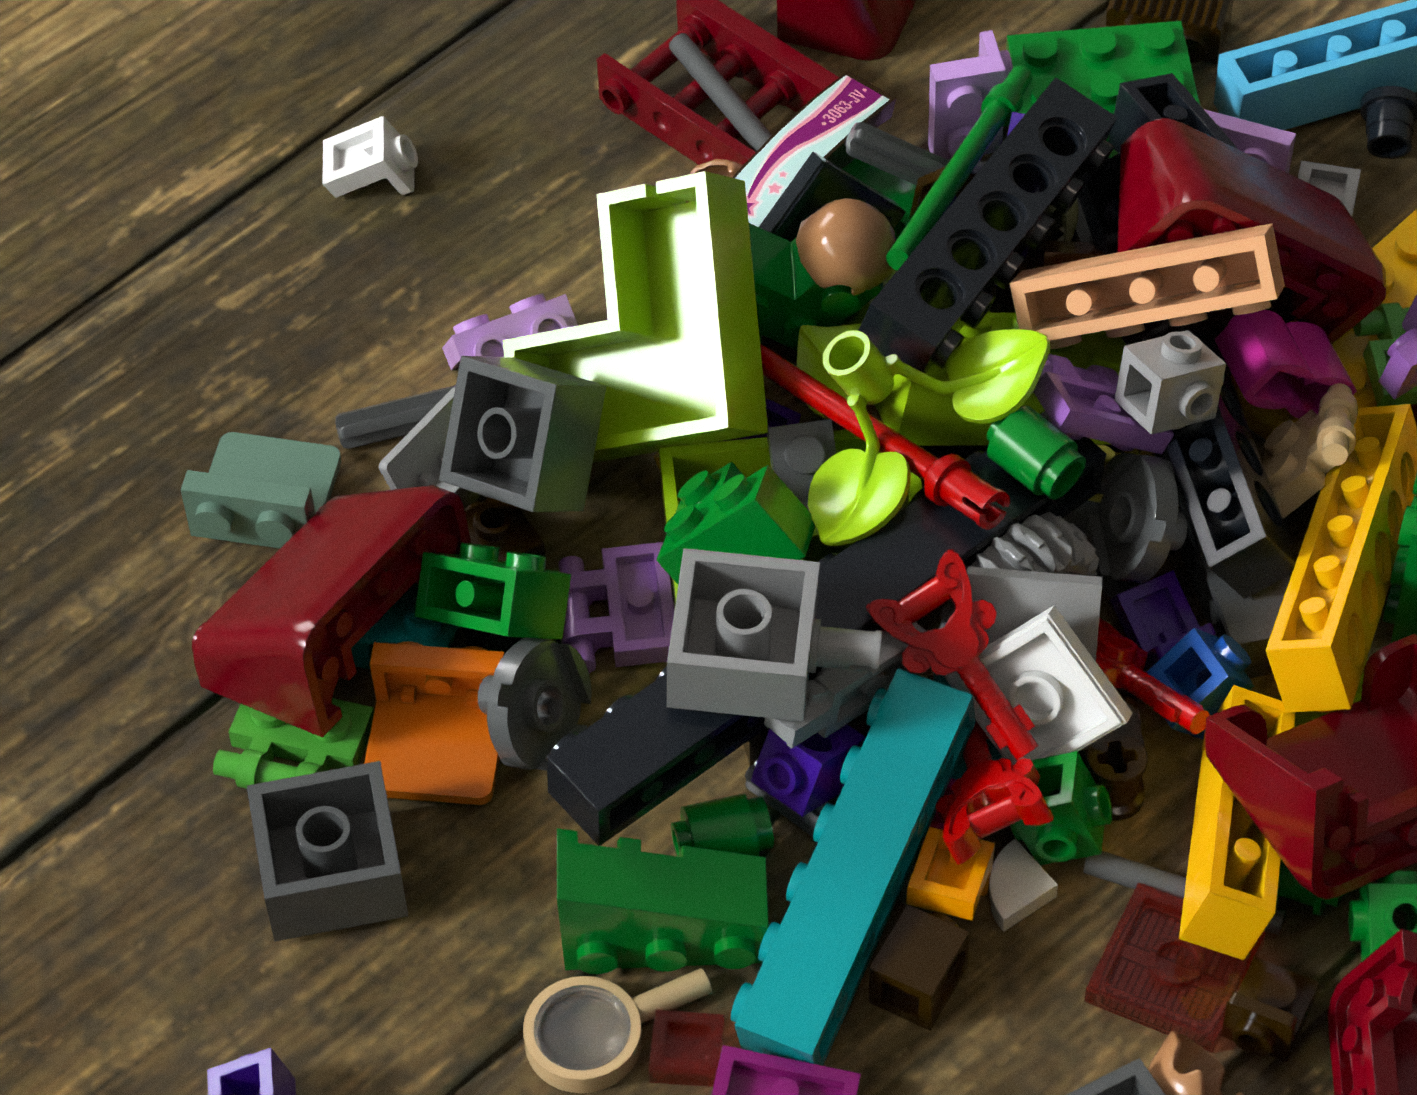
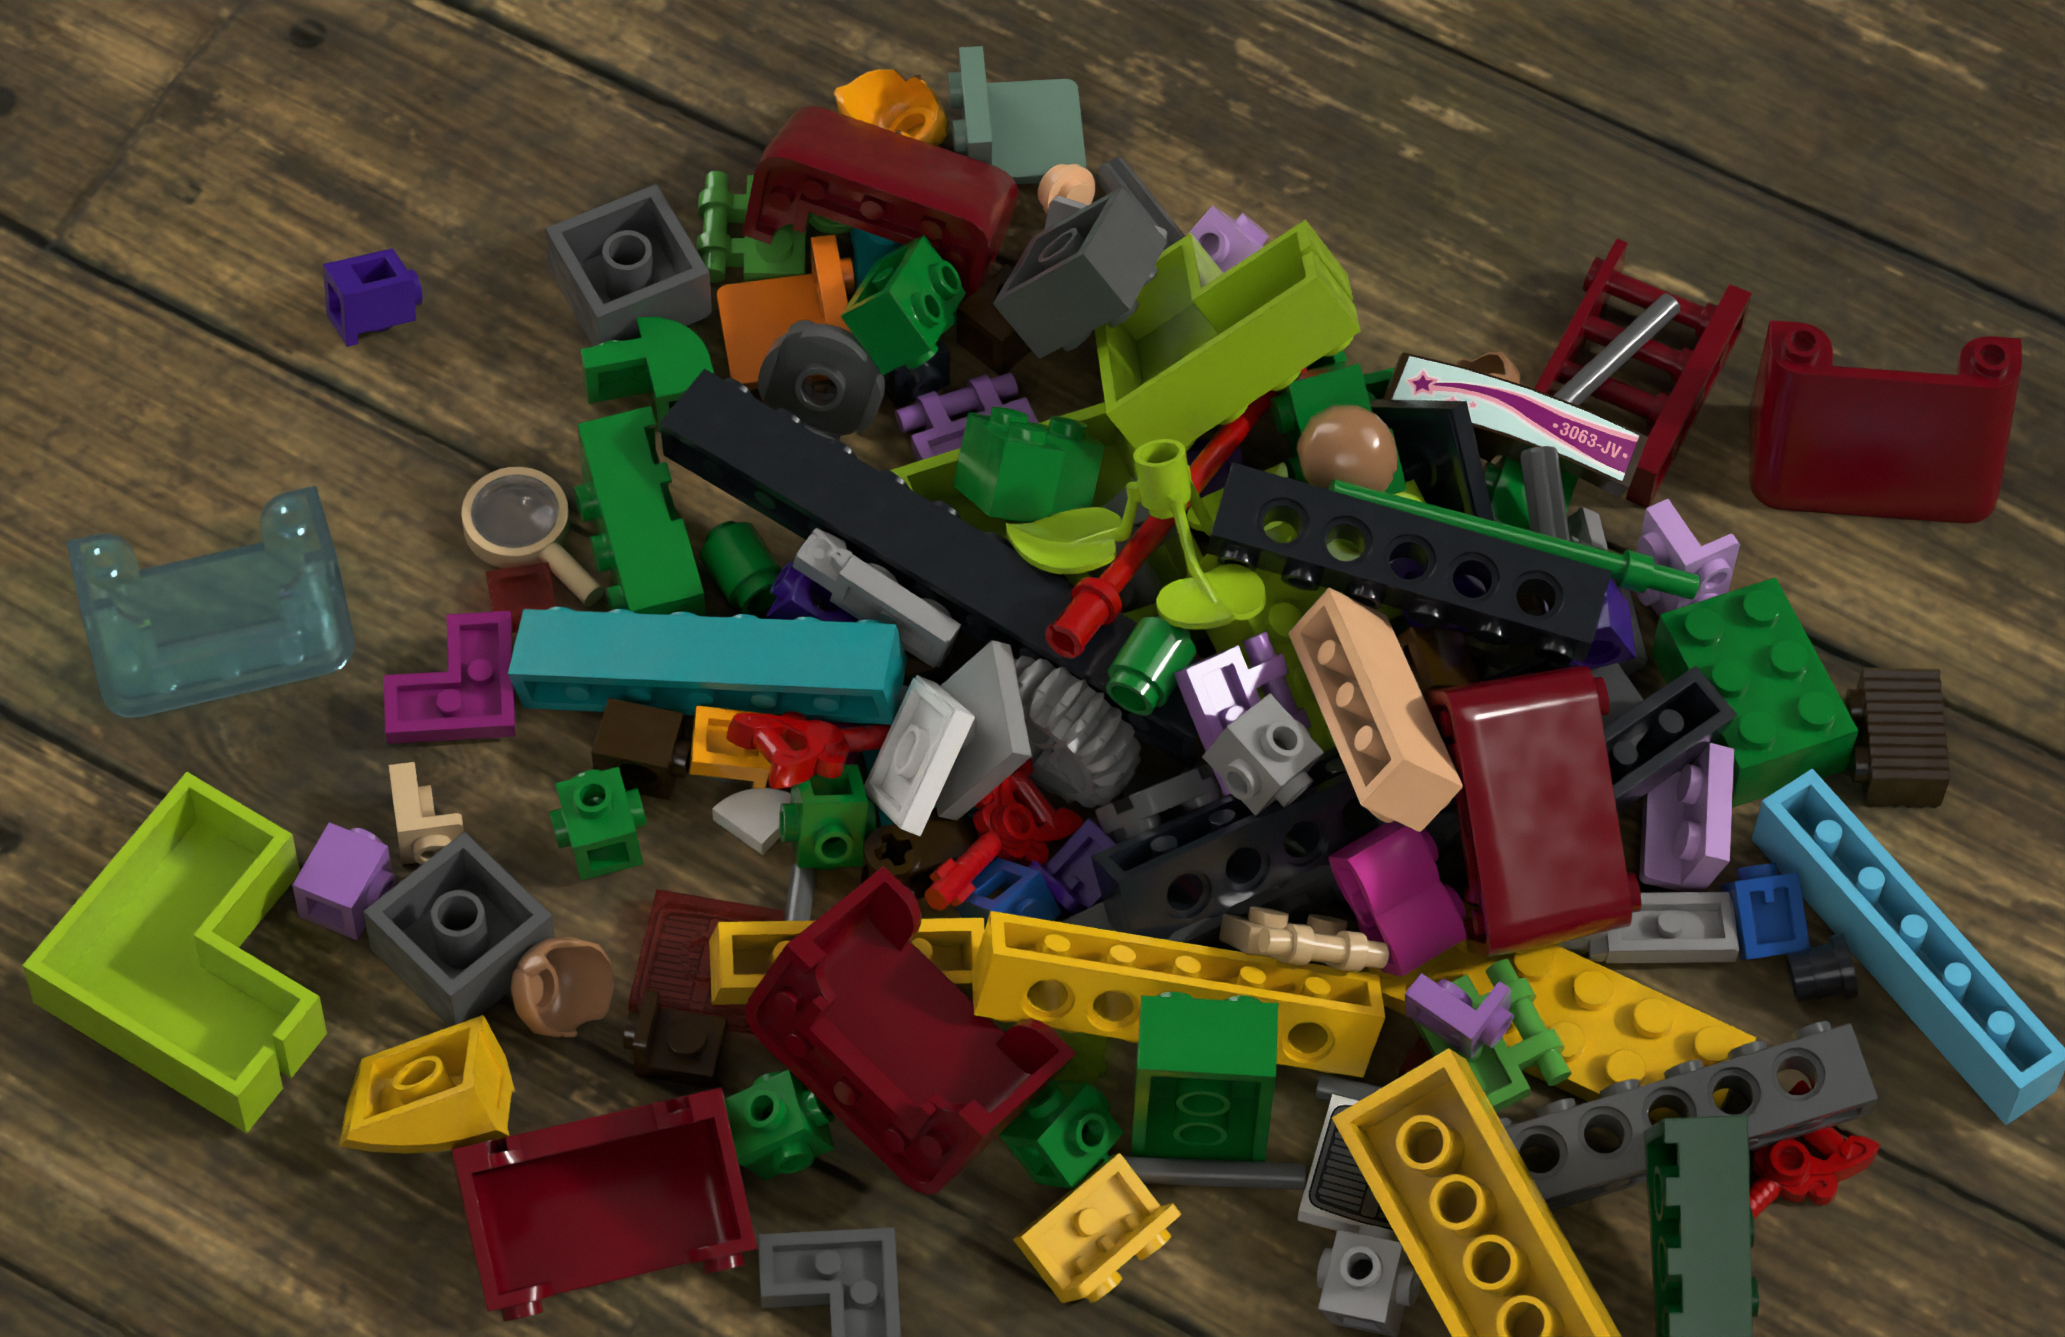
camera: 70 degrees right, 5 degrees up
(209, 576) = (895, 104): none -> light orange hair
(360, 466) = (1068, 182): none -> light nougat plate
(367, 156) = (1444, 102): white bracket -> none
(455, 845) = (658, 362): none -> green brick
(752, 636) = (849, 475): light grey brick -> none
(955, 646) = (925, 657): red piece -> none
(1006, 1014) = (599, 822): none -> green brick
(1326, 138) = (1768, 912): none -> blue bracket

